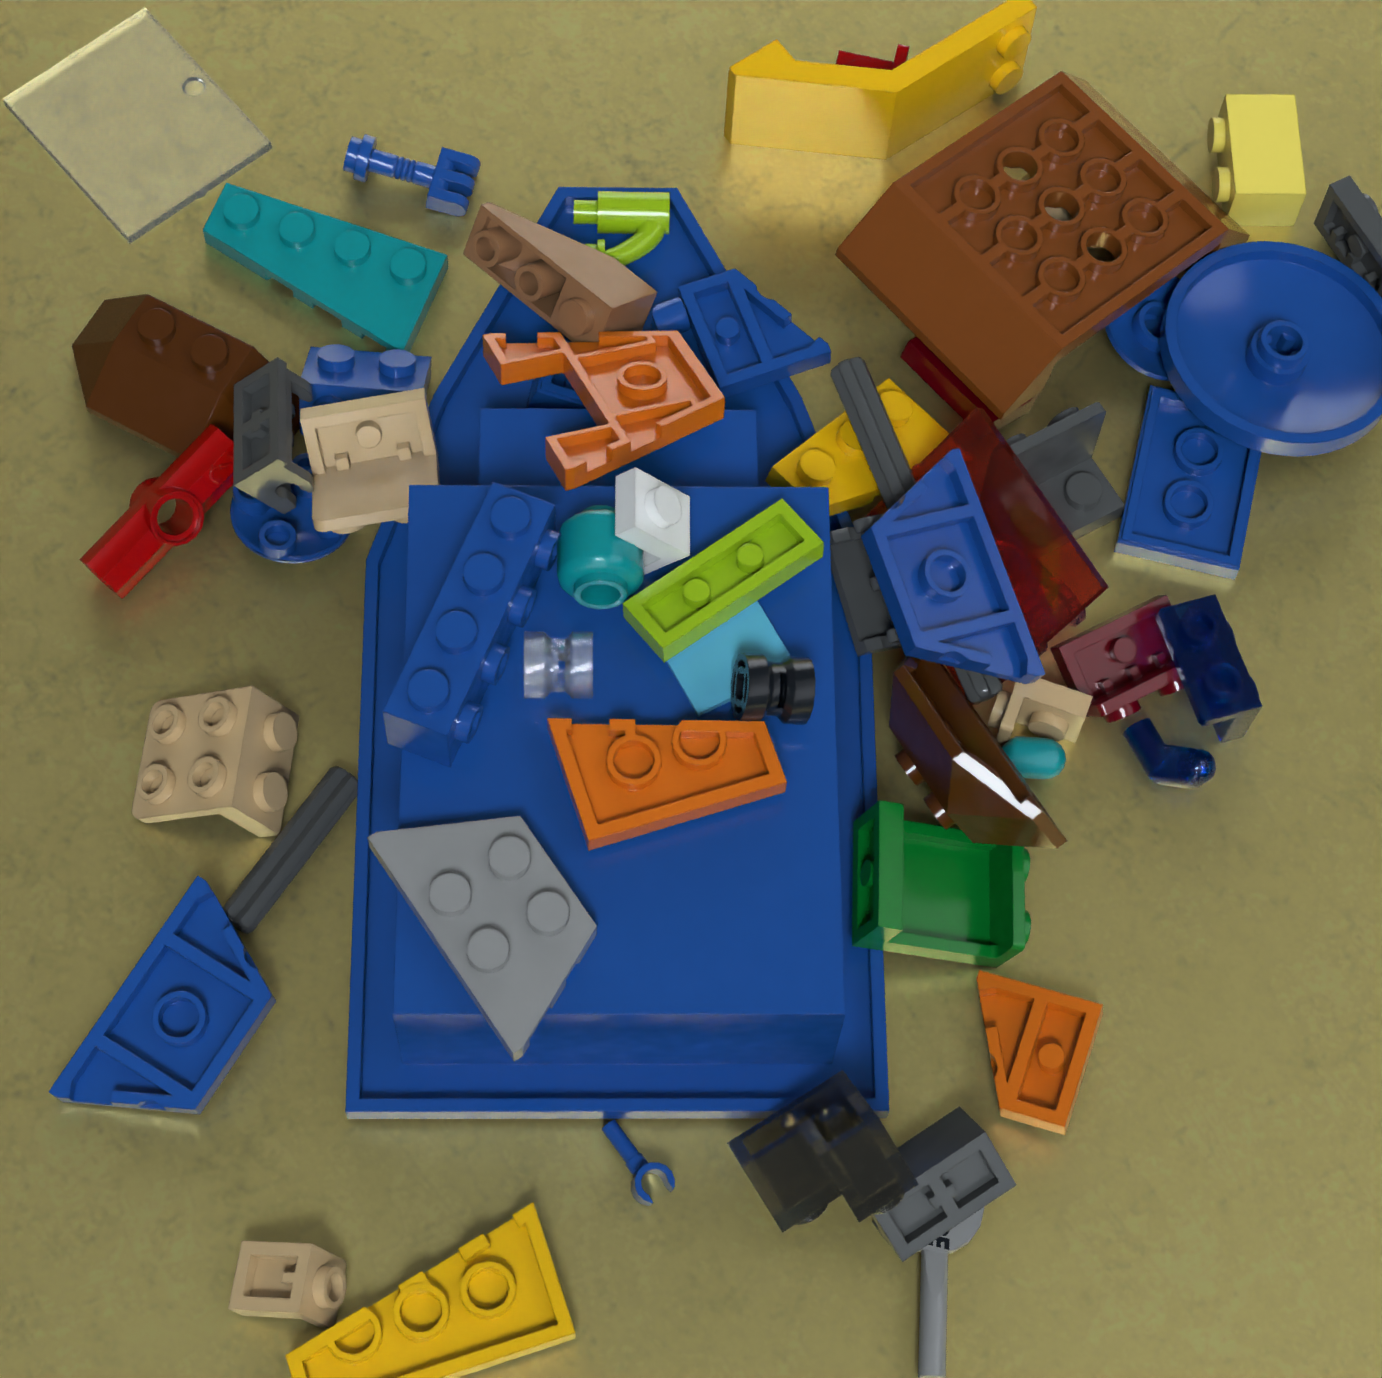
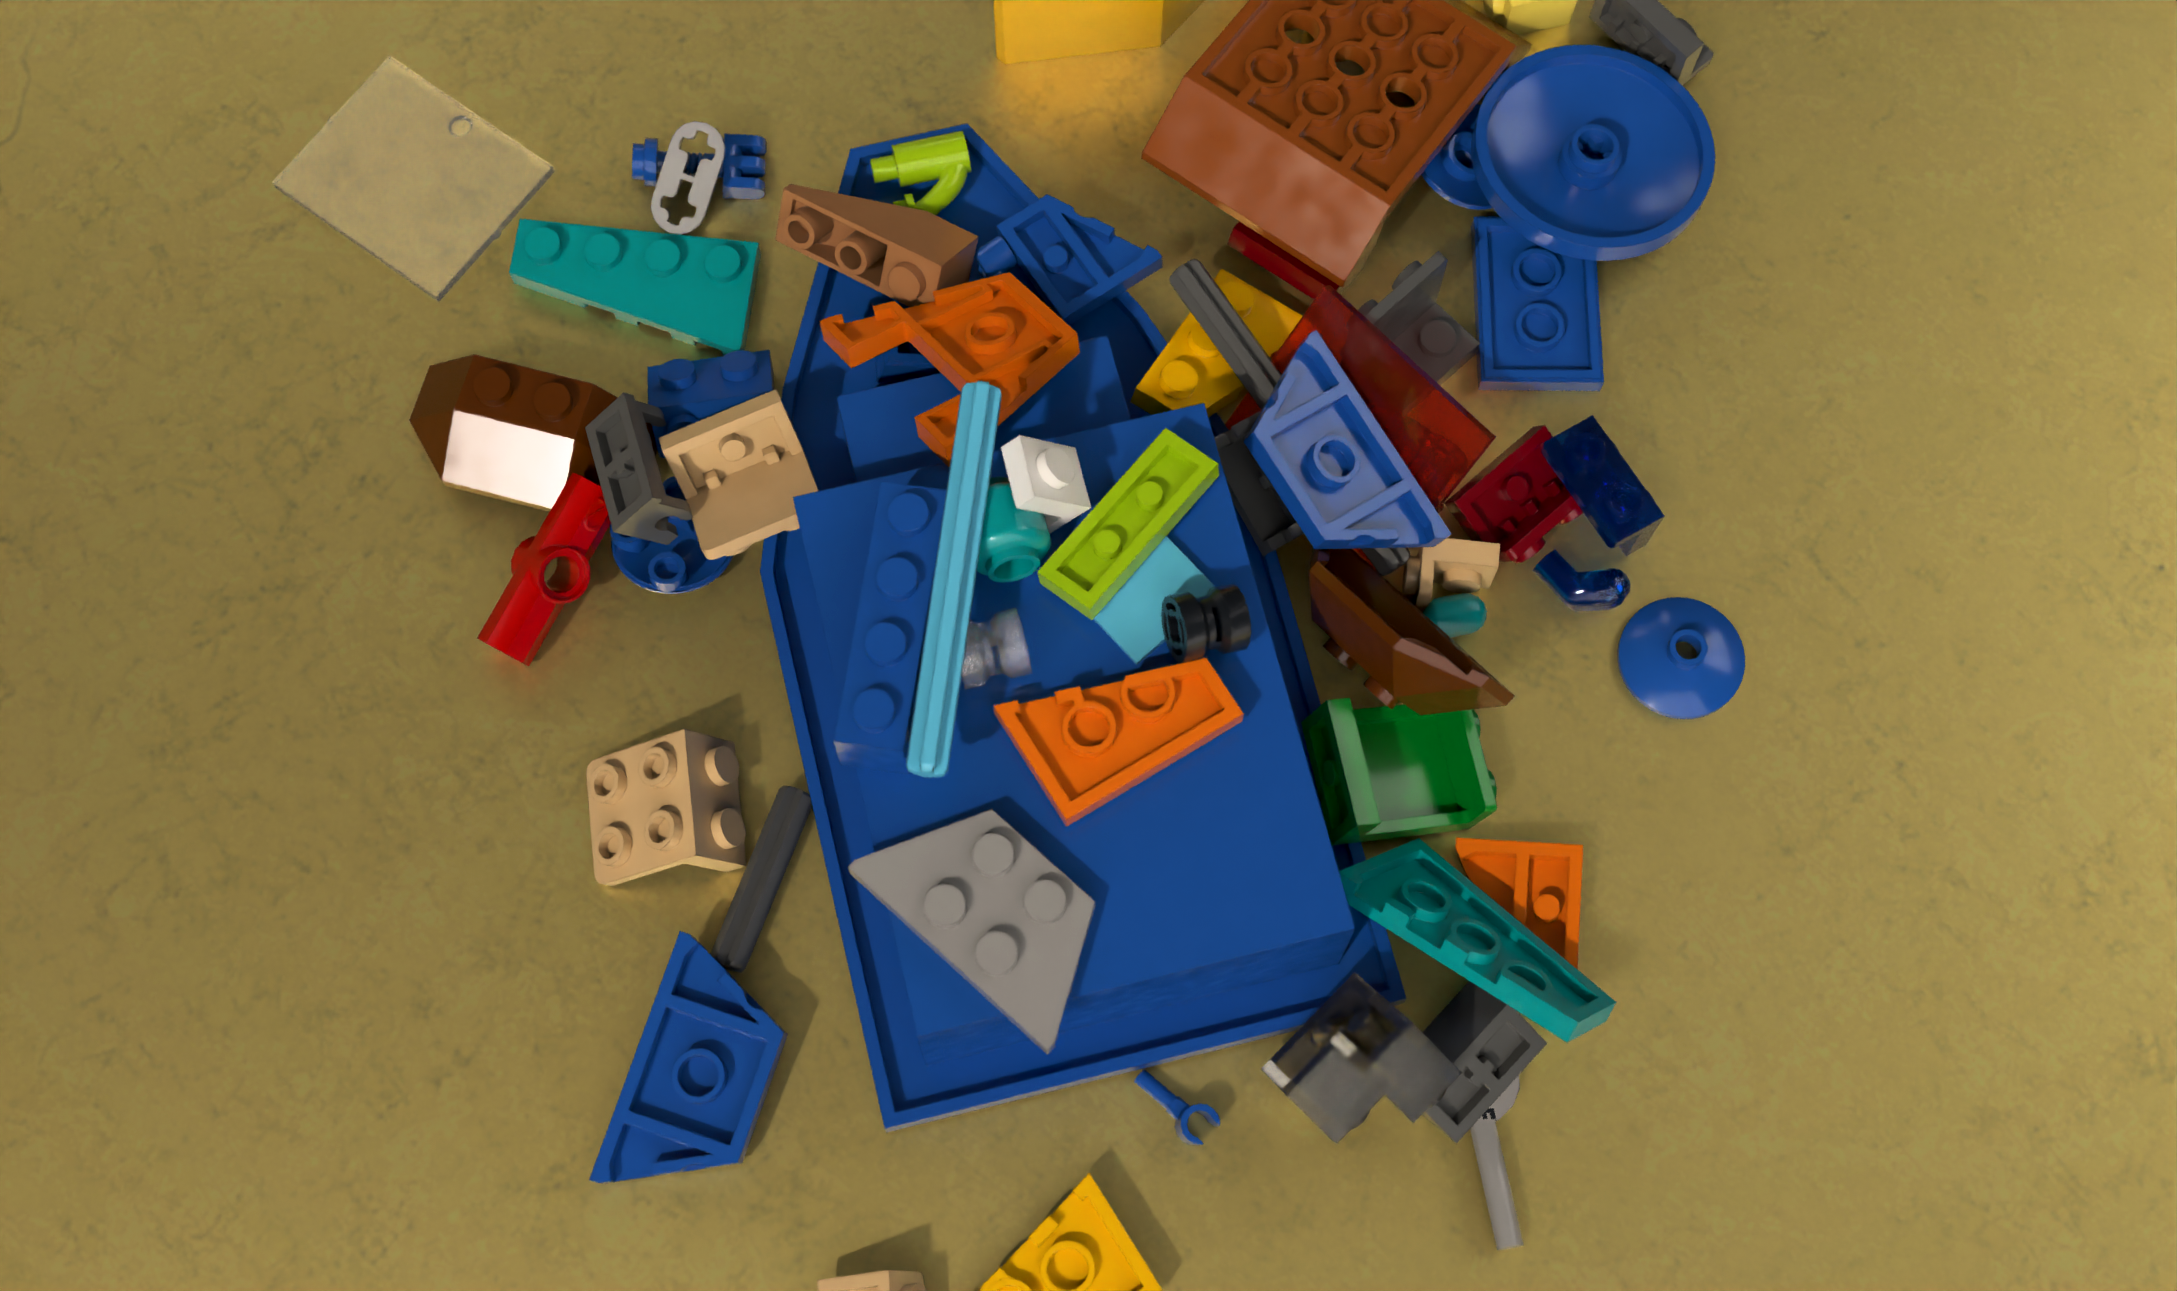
camera: 10 degrees left, 5 degrees up
(383, 171) = (674, 172): none -> light grey beam
(537, 589) = (954, 581): none -> medium azure axle
(967, 1060) = (1470, 933): none -> teal wing
(1236, 875) = (1665, 679): none -> blue dish

